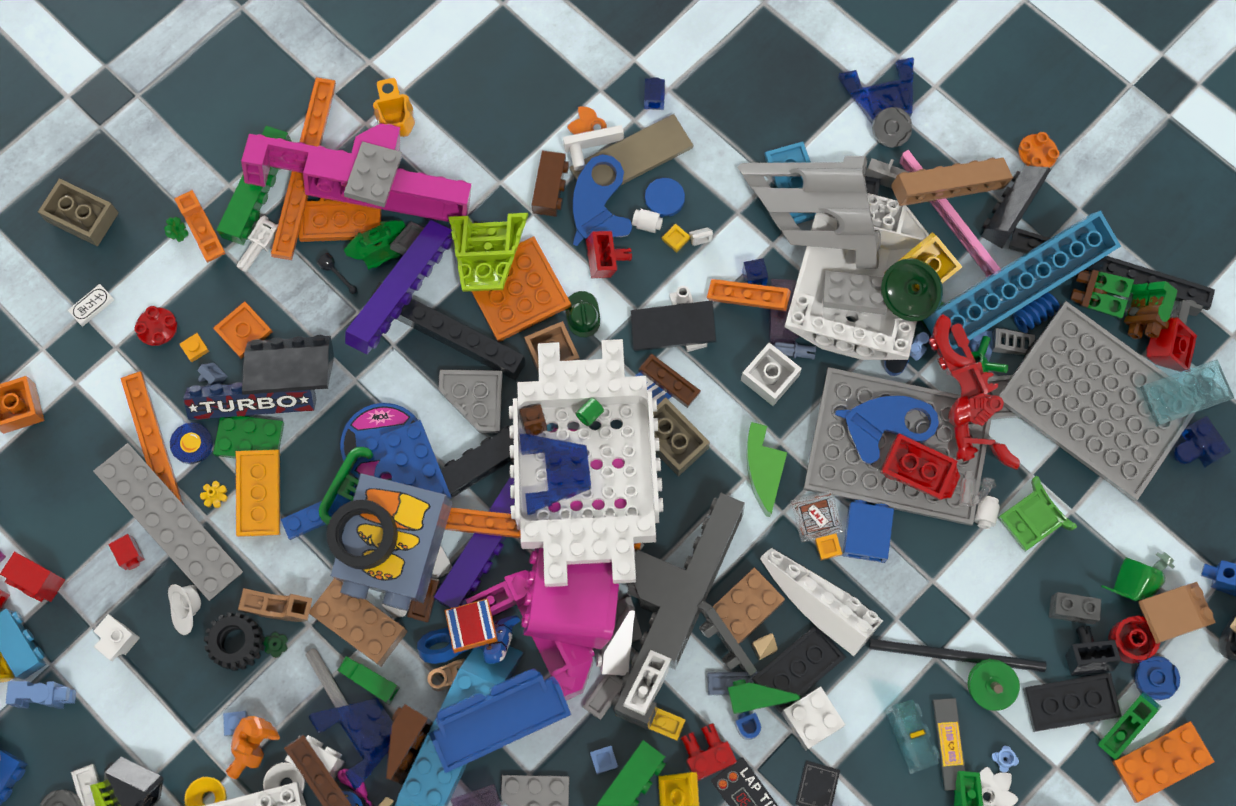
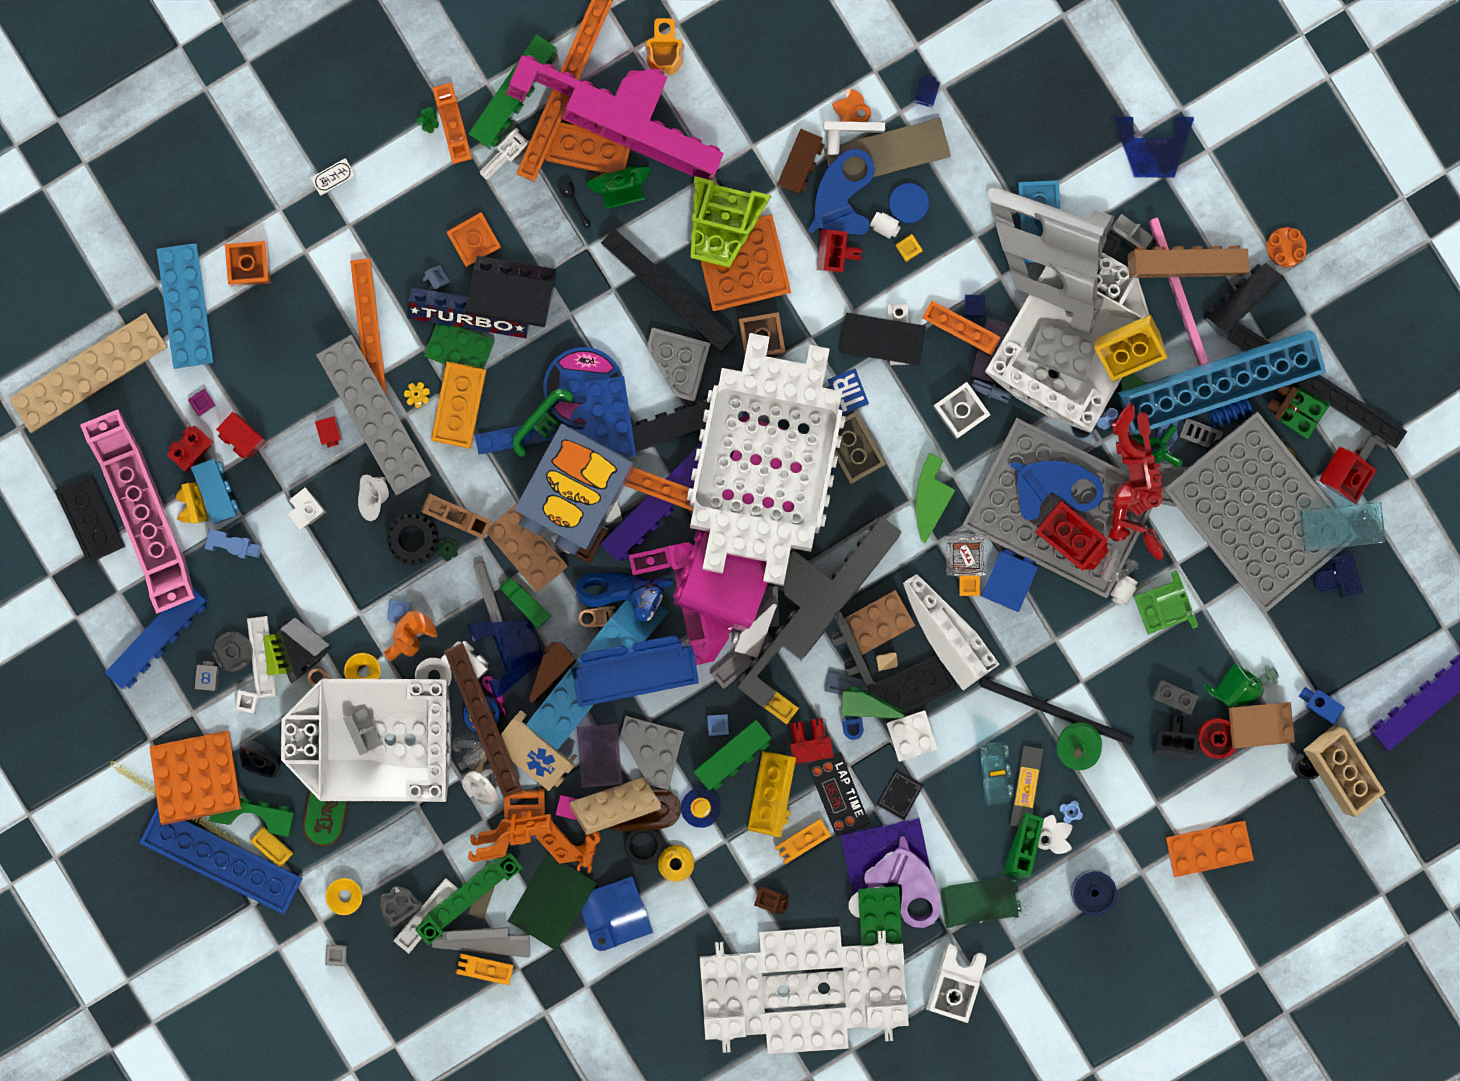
camera: 15 degrees right, 15 degrees up
(78, 212) = (337, 80): dark tan brick -> none
(156, 326) = (391, 215): red dish -> none
(191, 443) = (404, 340): clear blue tile -> none
(194, 347) = (424, 245): light orange plate -> none
(343, 515) = (526, 481): black tyre -> none
(373, 174) = (632, 125): light grey plate -> none
(398, 287) = (632, 241): dark purple brick -> none
(406, 238) = (651, 187): dark grey tile -> none
(471, 625) = (628, 581): tile -> none
(533, 420) = (728, 408): reddish brown bracket -> none
(565, 467) = (746, 462): clear blue wing -> none
(583, 314) = (800, 303): dark green piece -> none
(589, 412) = (781, 414): green beam -> none
(648, 682) = (772, 672): white slope -> none
(669, 380) = (865, 390): reddish brown tile -> none
(701, 236) = (933, 251): white slope -> none
(892, 127) = (1150, 187): dark grey tile -> none
(902, 296) = (1104, 373): dark green dish -> none
(1072, 702) = (1146, 778): black tile -> none
(1129, 725) = (1190, 810): green slope -> none
(1150, 309) = (1336, 438): hips -> none
(1157, 678) = (1229, 776): blue tile -> none

